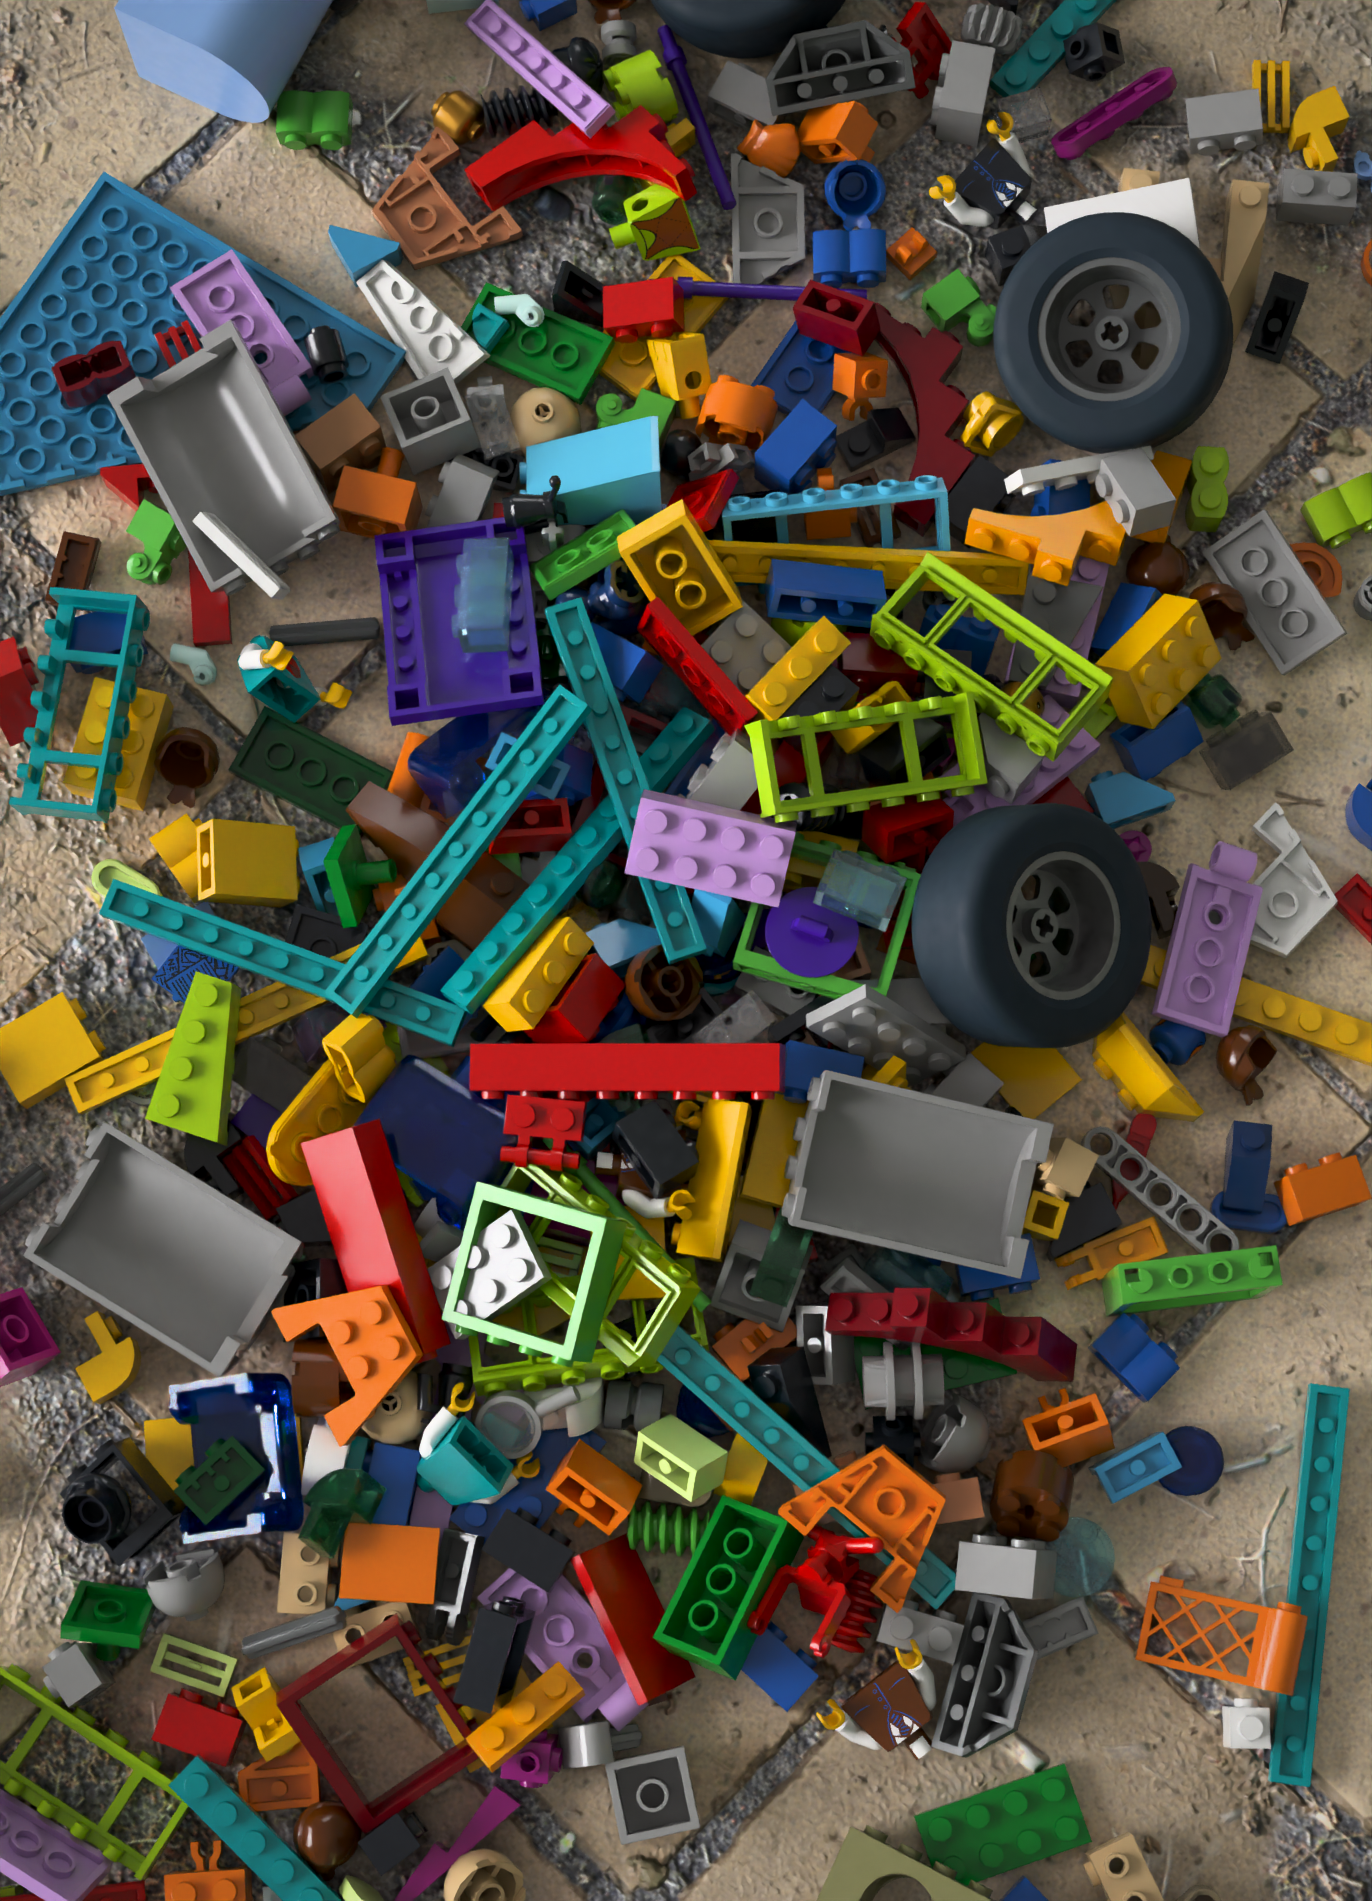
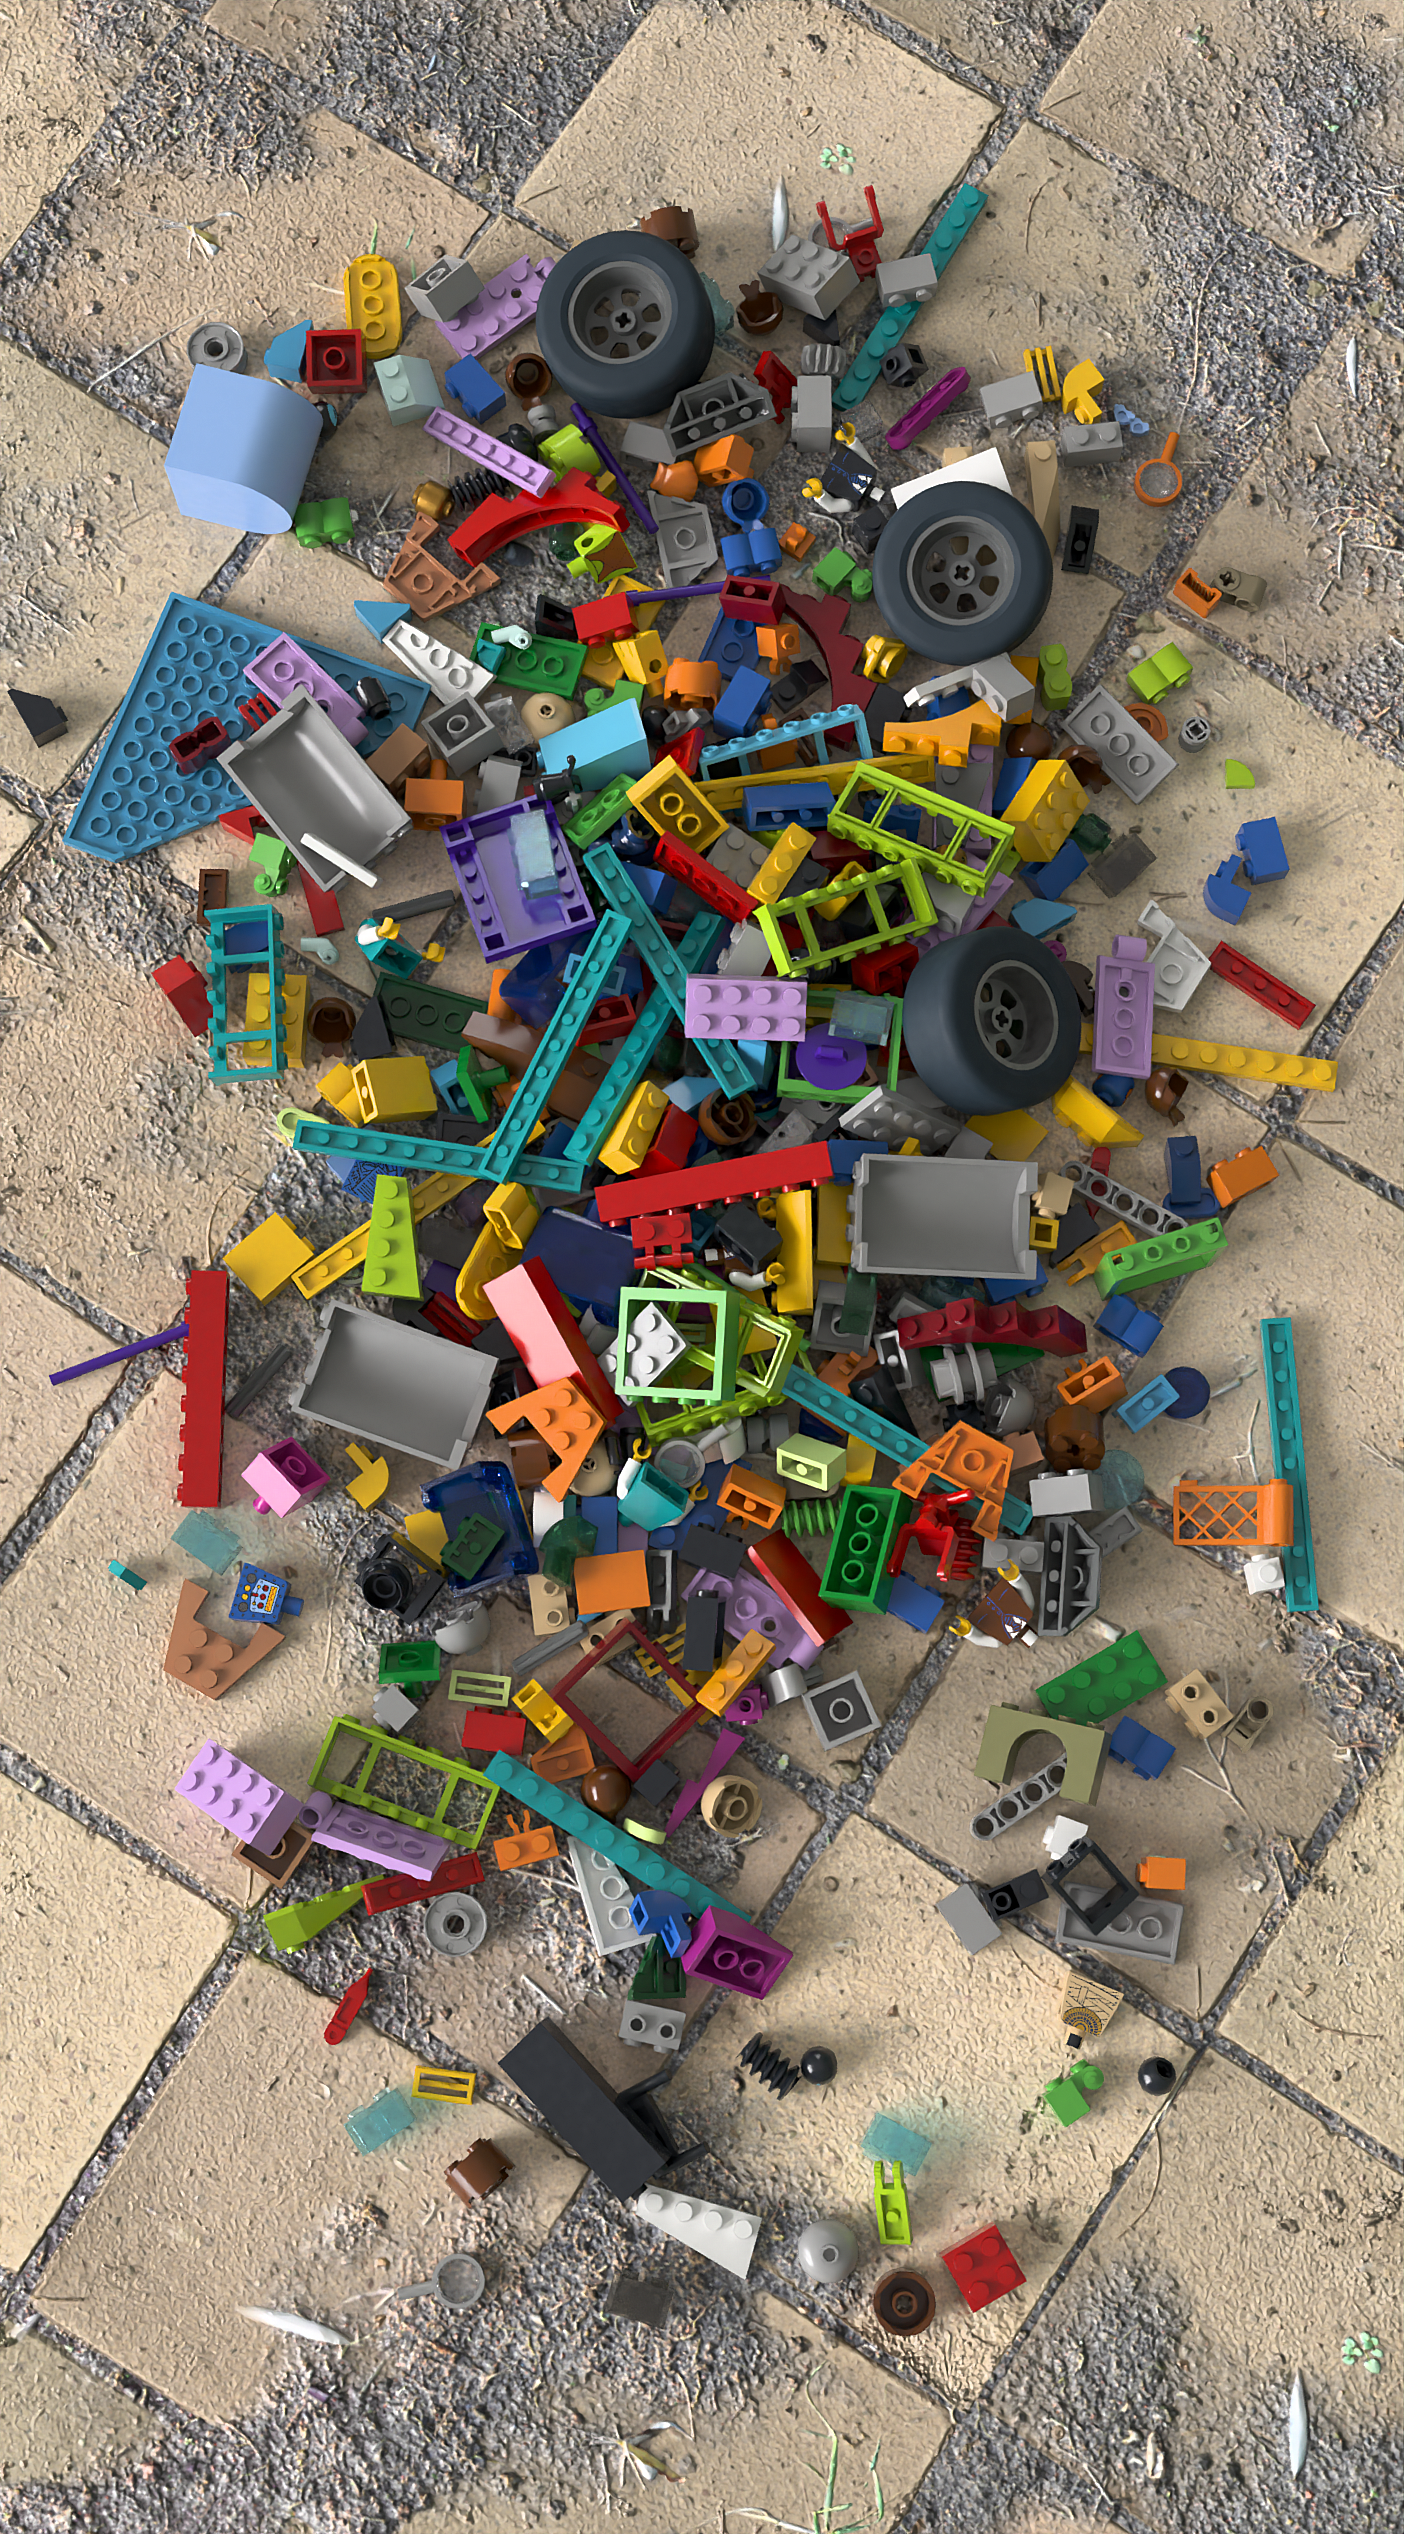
camera: 15 degrees left, 0 degrees up
(237, 782) = (373, 1031): none -> black slope

